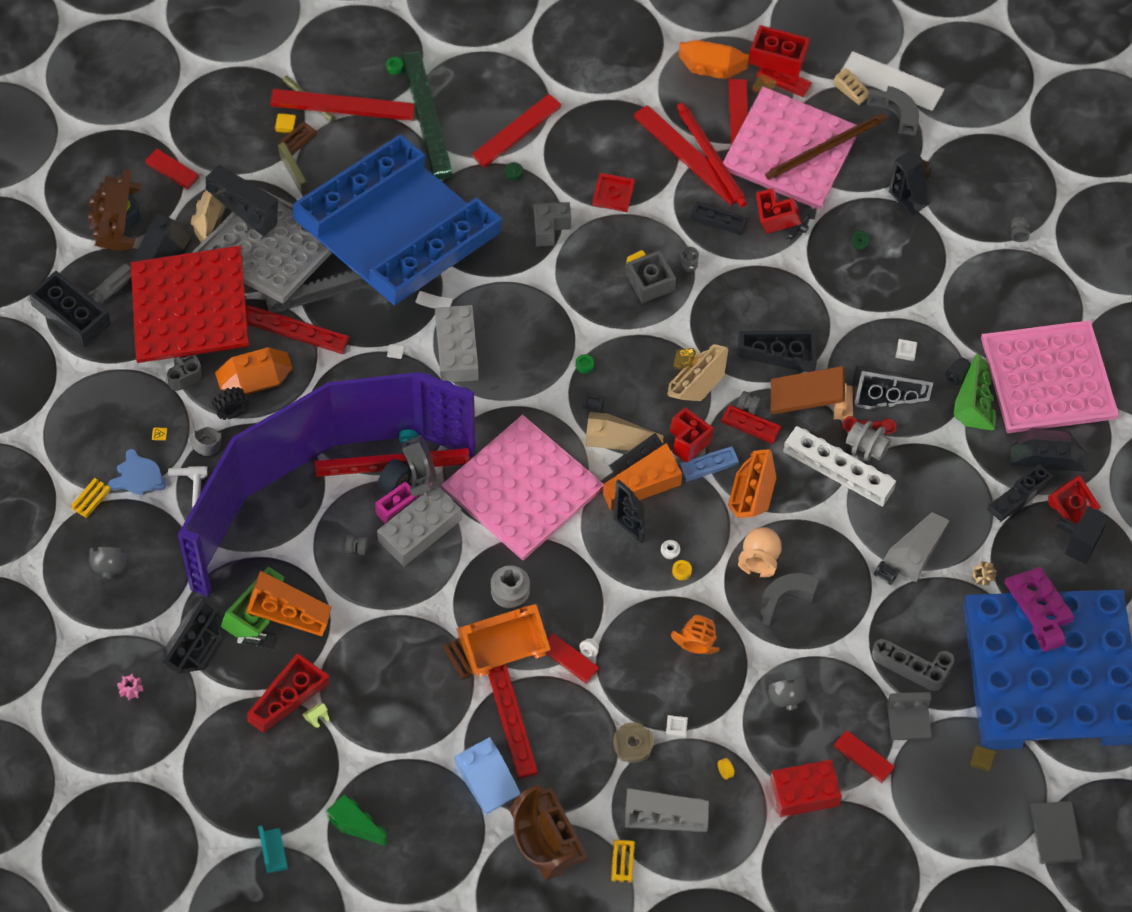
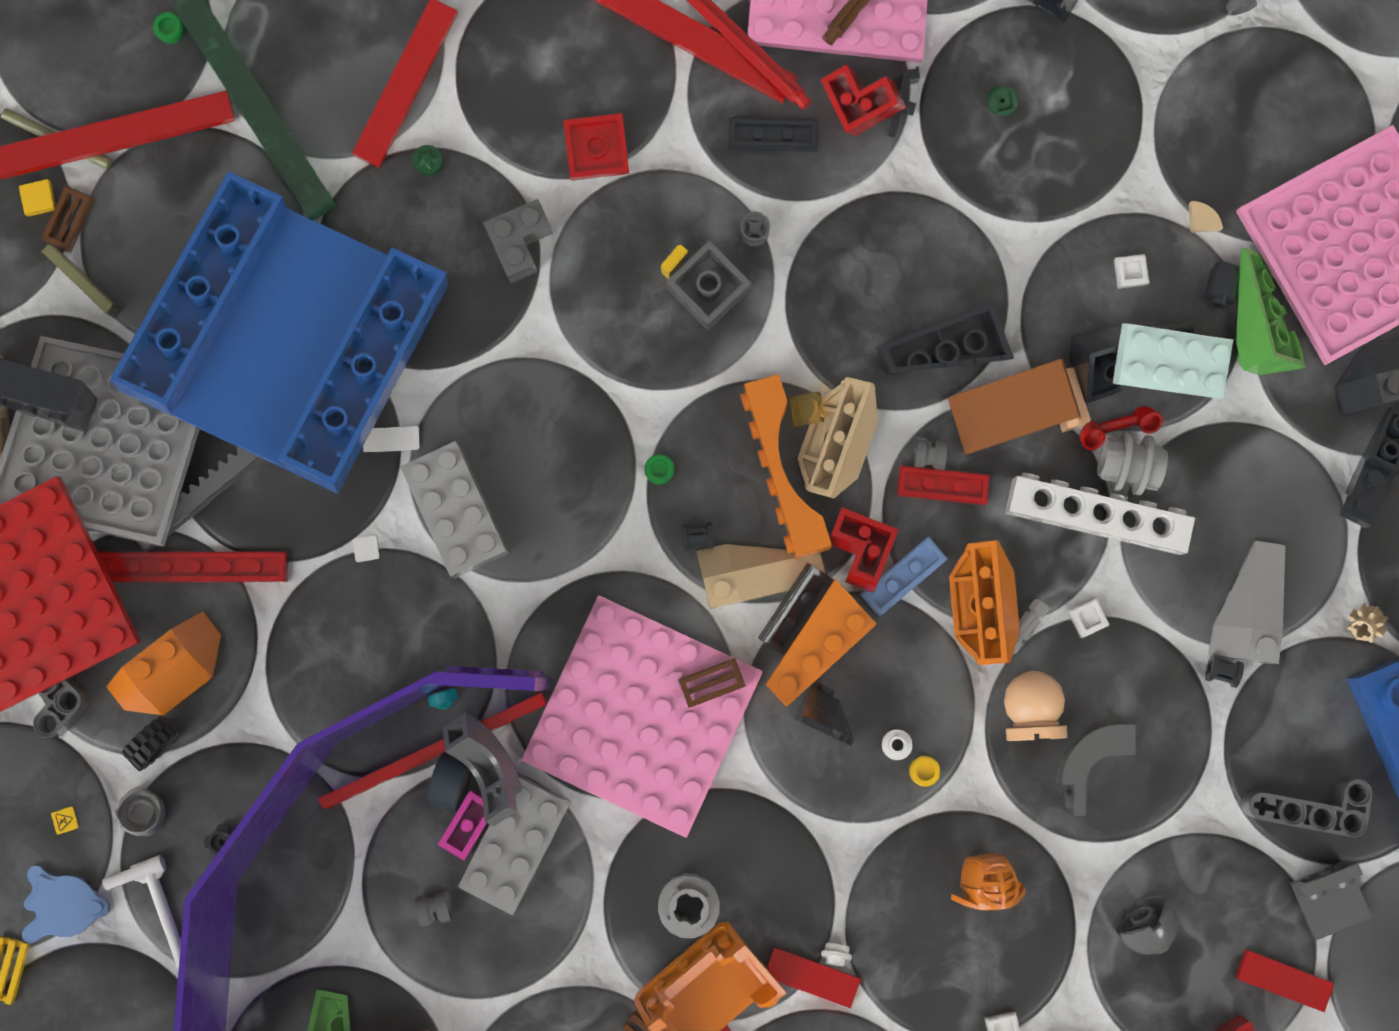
camera: 20 degrees left, 25 degrees up
(571, 479) = (687, 691): none -> reddish brown tile
(659, 411) = (804, 526): none -> orange arch
(773, 512) = (1030, 621): none -> light grey axle
(813, 520) = (1088, 618): none -> white tile
(912, 396) = (1172, 361): none -> light aqua plate
(960, 336) = (1203, 218): none -> tan tile

